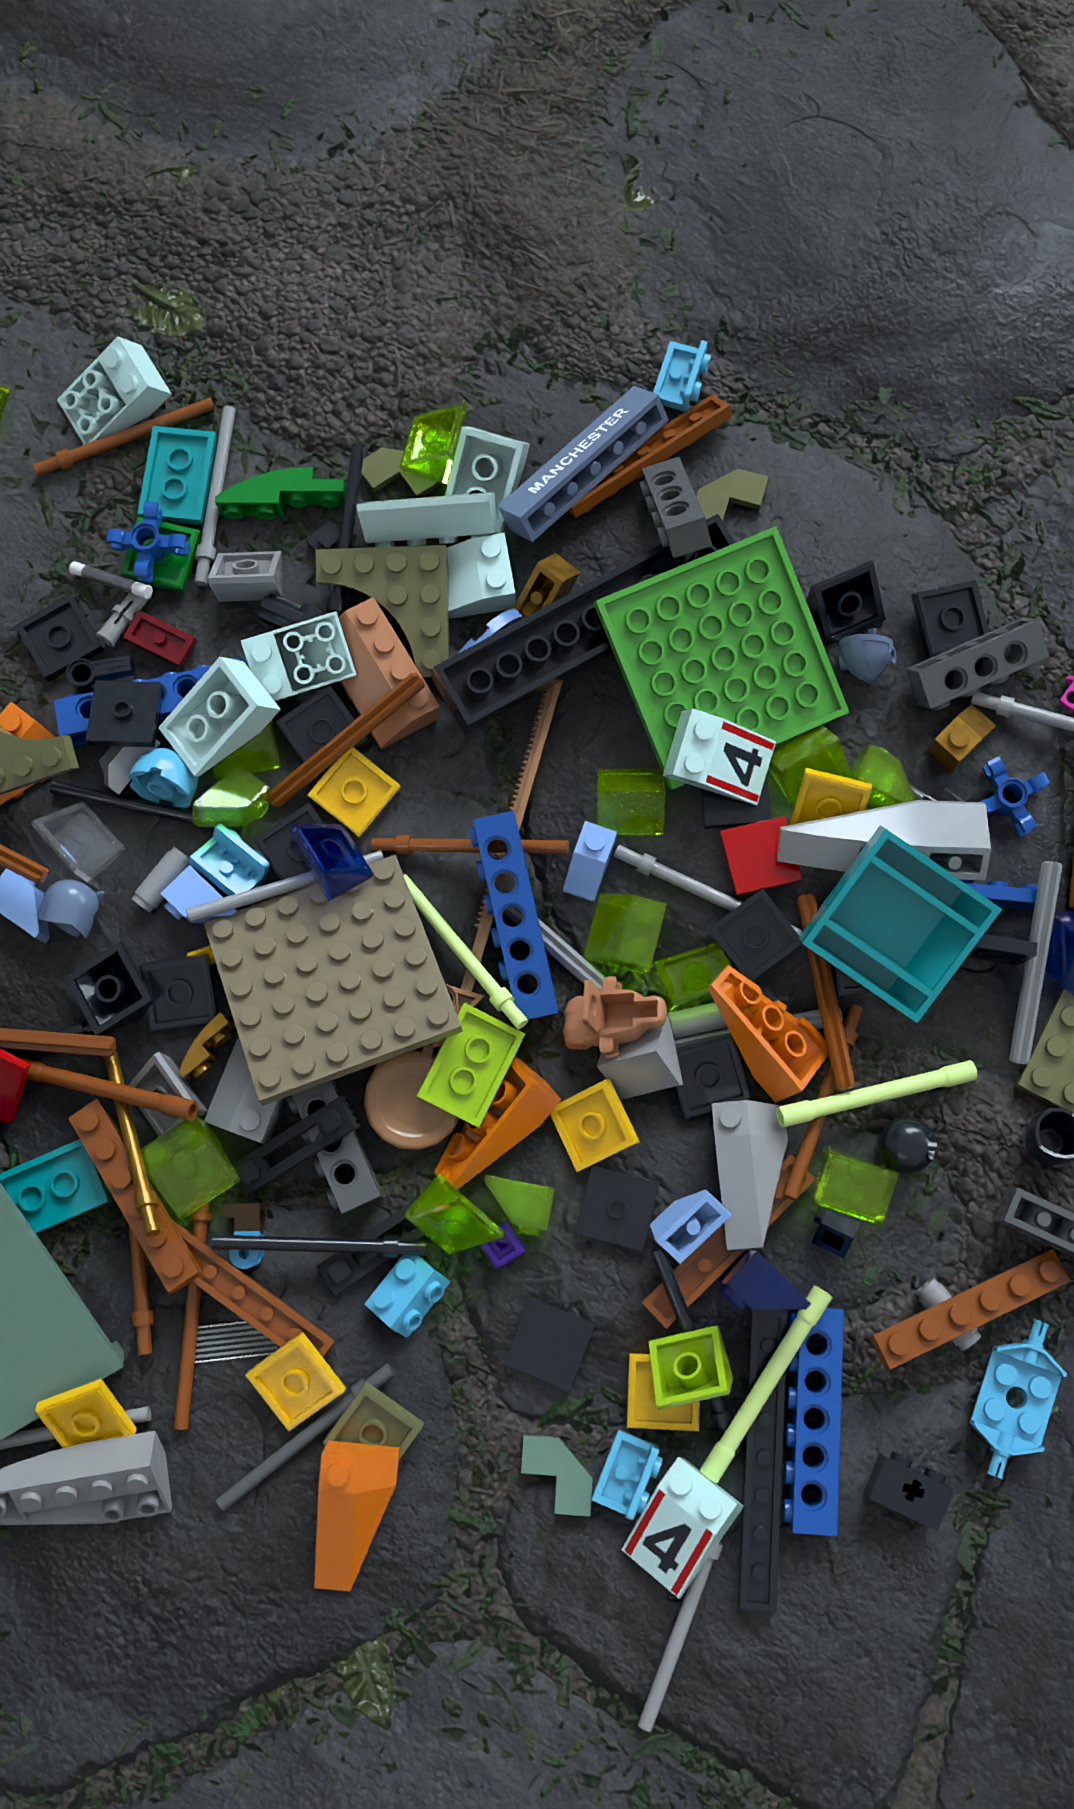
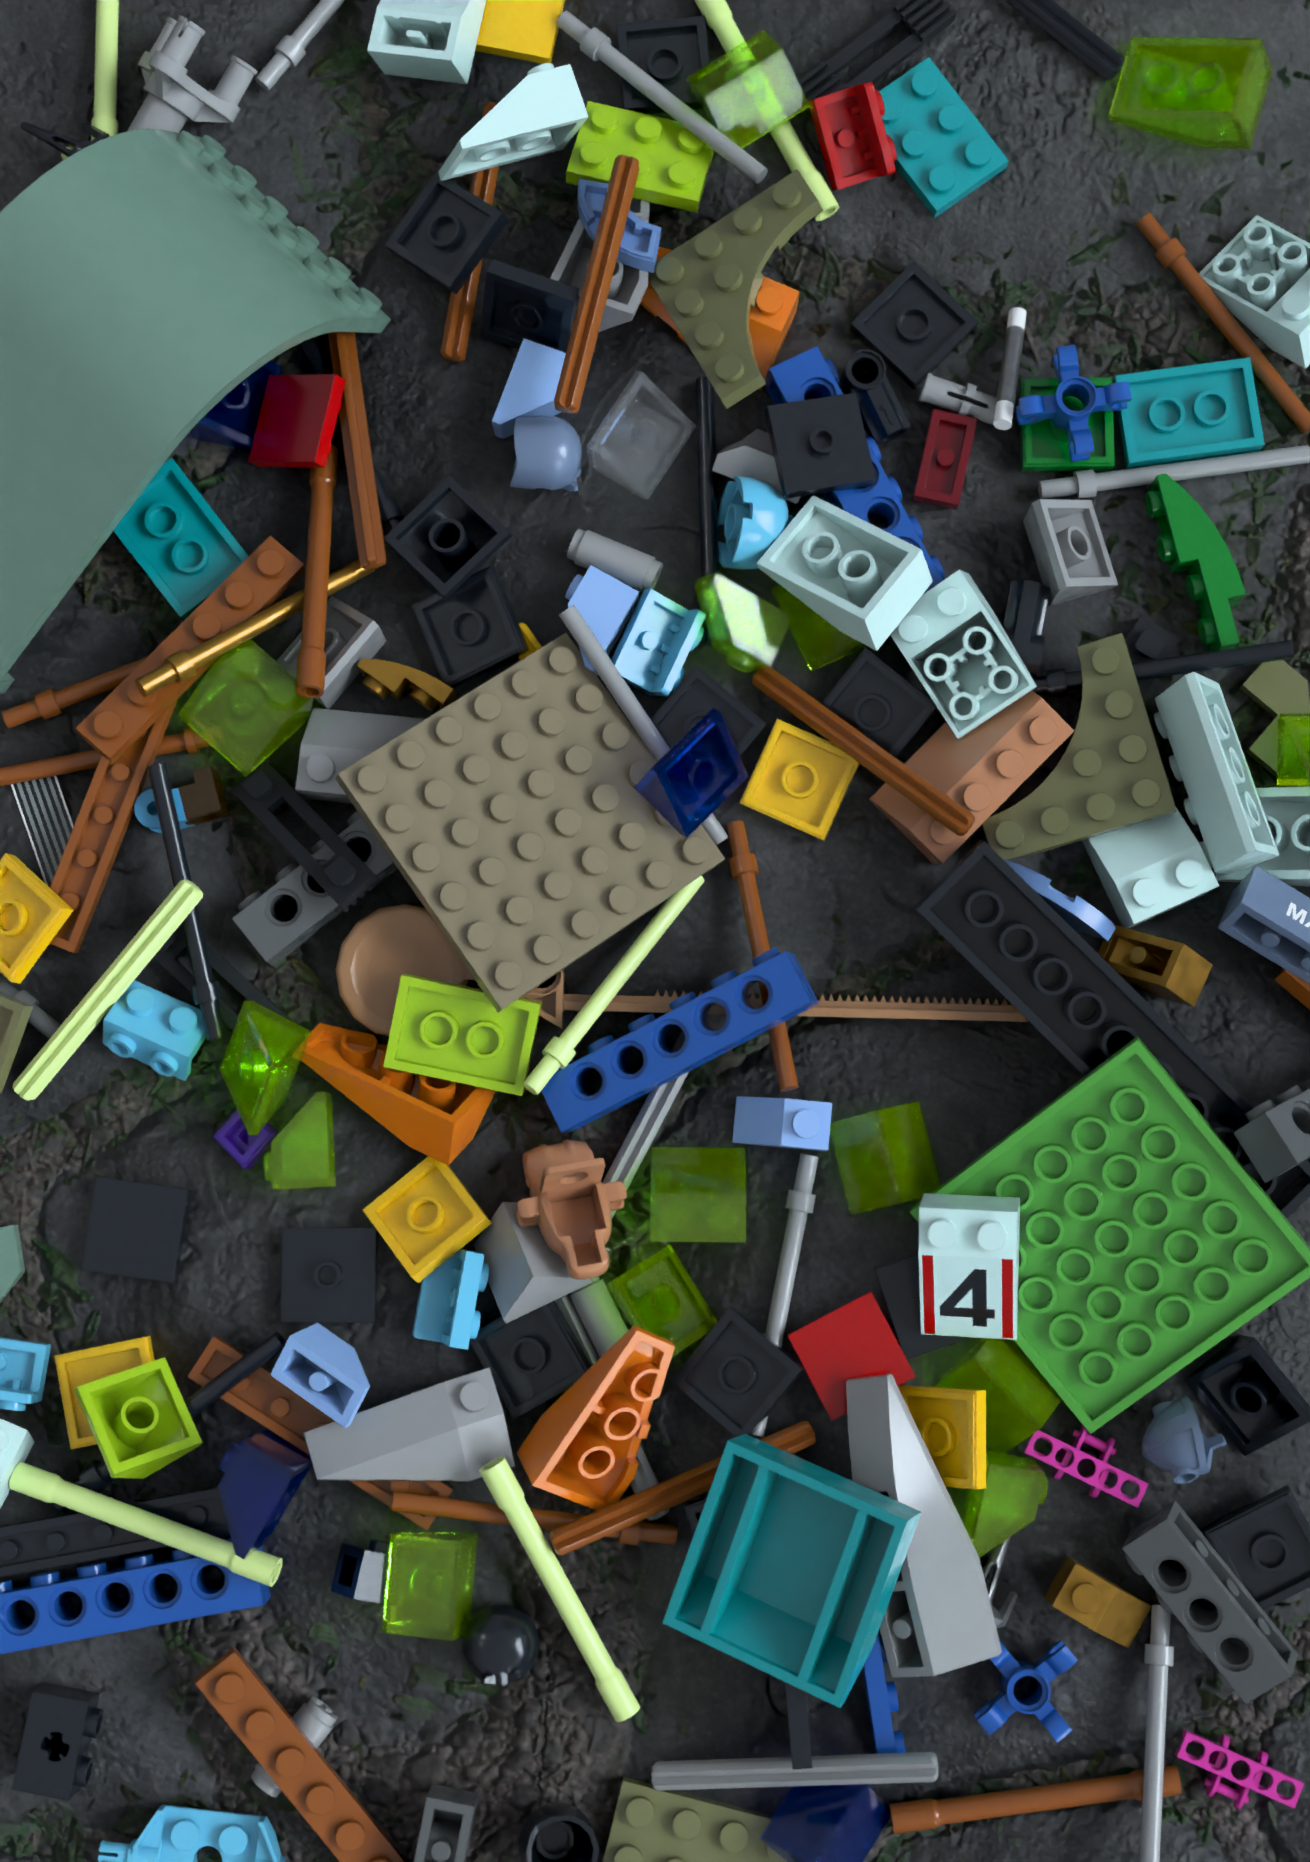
camera: 75 degrees right, 5 degrees up
(369, 1320) = (107, 990): none -> yellowish green axle
(658, 1122) = (449, 1300): none -> medium azure bracket
(857, 732) = (1101, 1470): none -> dark pink piece

